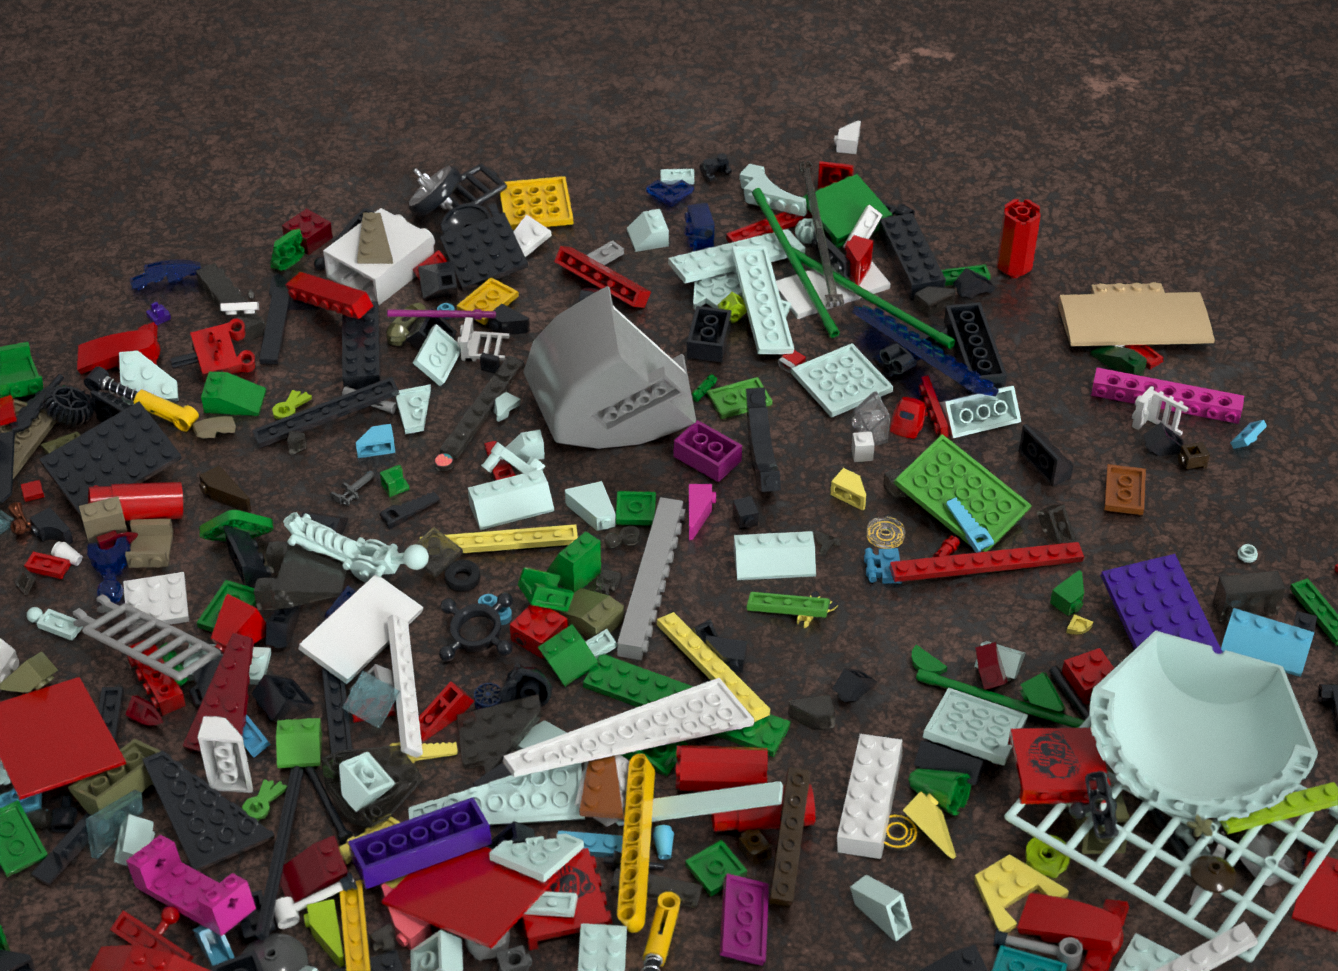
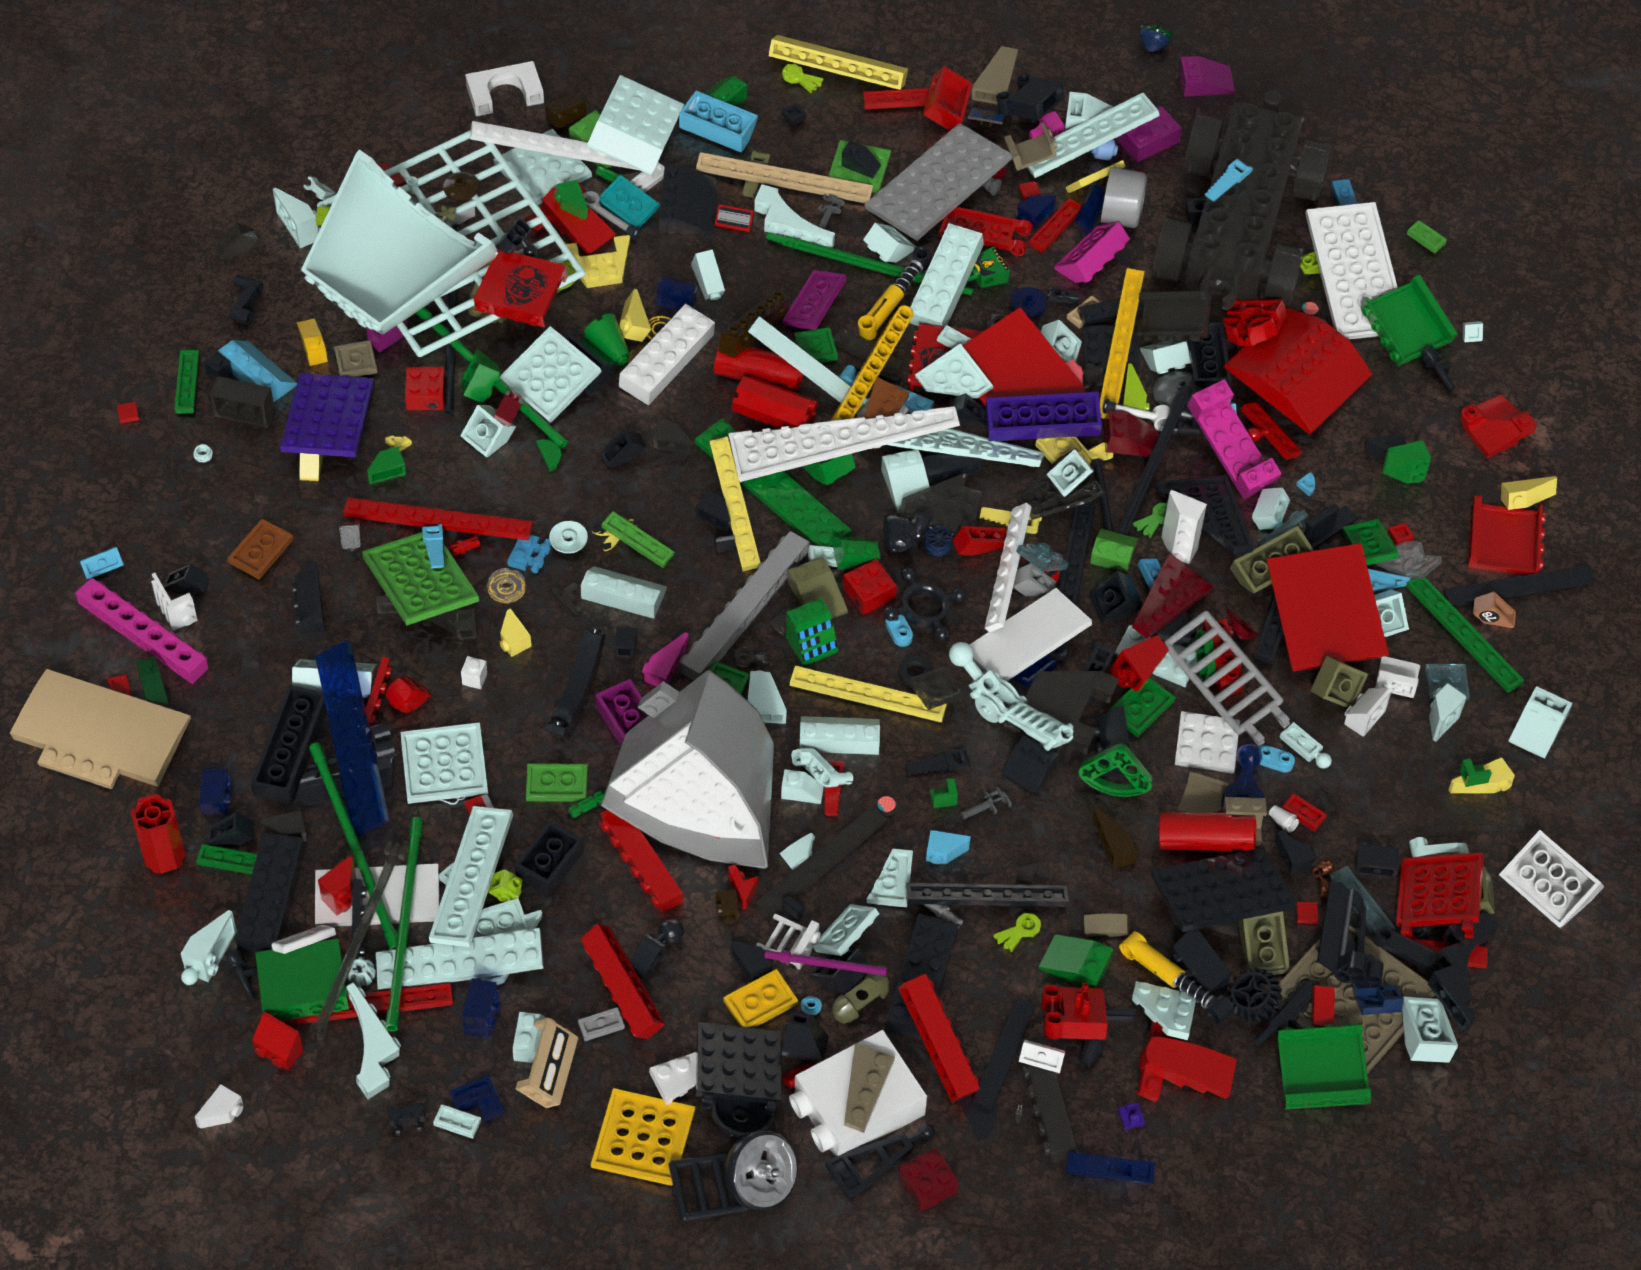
camera: 160 degrees left, 10 degrees up
(87, 604) = (1274, 759): none -> medium azure plate
(97, 899) = (1307, 484): none -> medium azure tile
(287, 250) = (964, 1148): green slope -> none
(542, 589) = (853, 607): green panel -> none
(626, 212) = (550, 1064): none -> tan panel
(854, 584) = (568, 531): none -> light aqua dish
(872, 417) = (450, 692): clear slope -> none
(902, 870) = (676, 293): none -> clear blue brick
(928, 204) = (207, 948): none -> light aqua slope
(1009, 306) = (214, 791): none -> clear blue brick
(1085, 918) = (571, 199): none -> green slope
(1194, 455) = (171, 556): dark brown brick -> none

